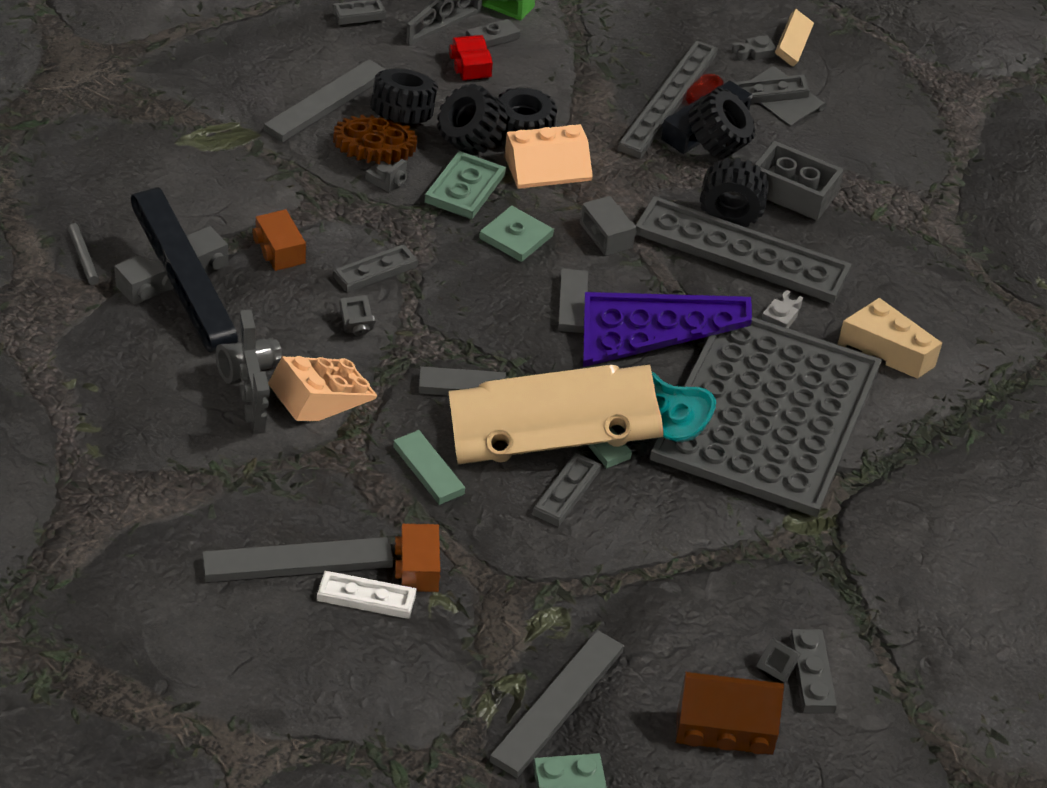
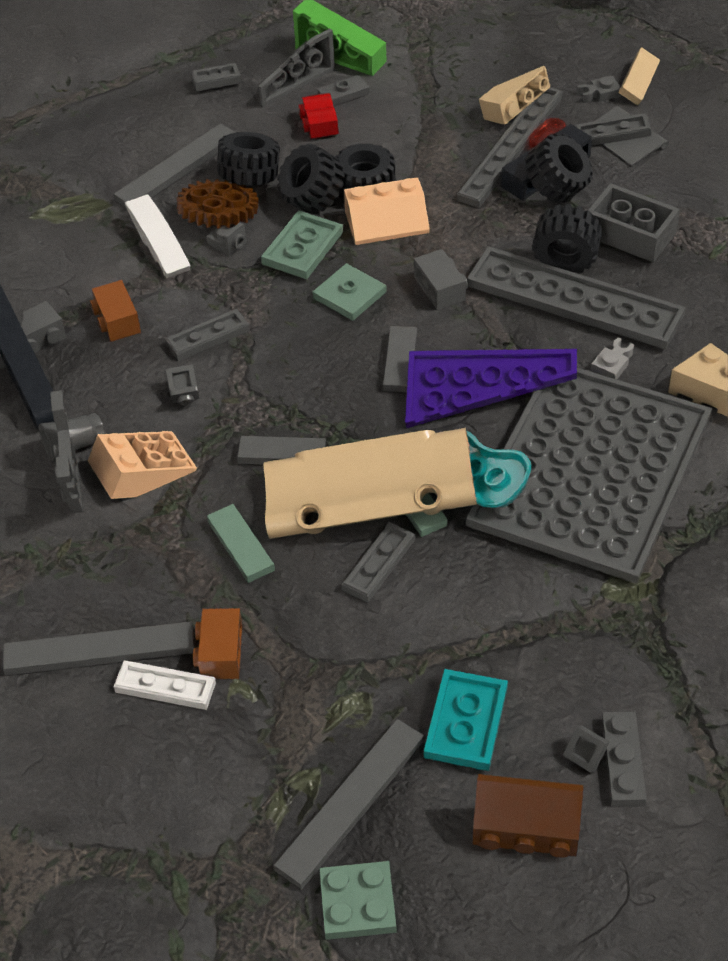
camera: 10 degrees right, 5 degrees up
(315, 168) = (157, 236): none -> white slope
(663, 632) = (466, 719): none -> teal plate
(668, 50) = (513, 96): none -> tan slope

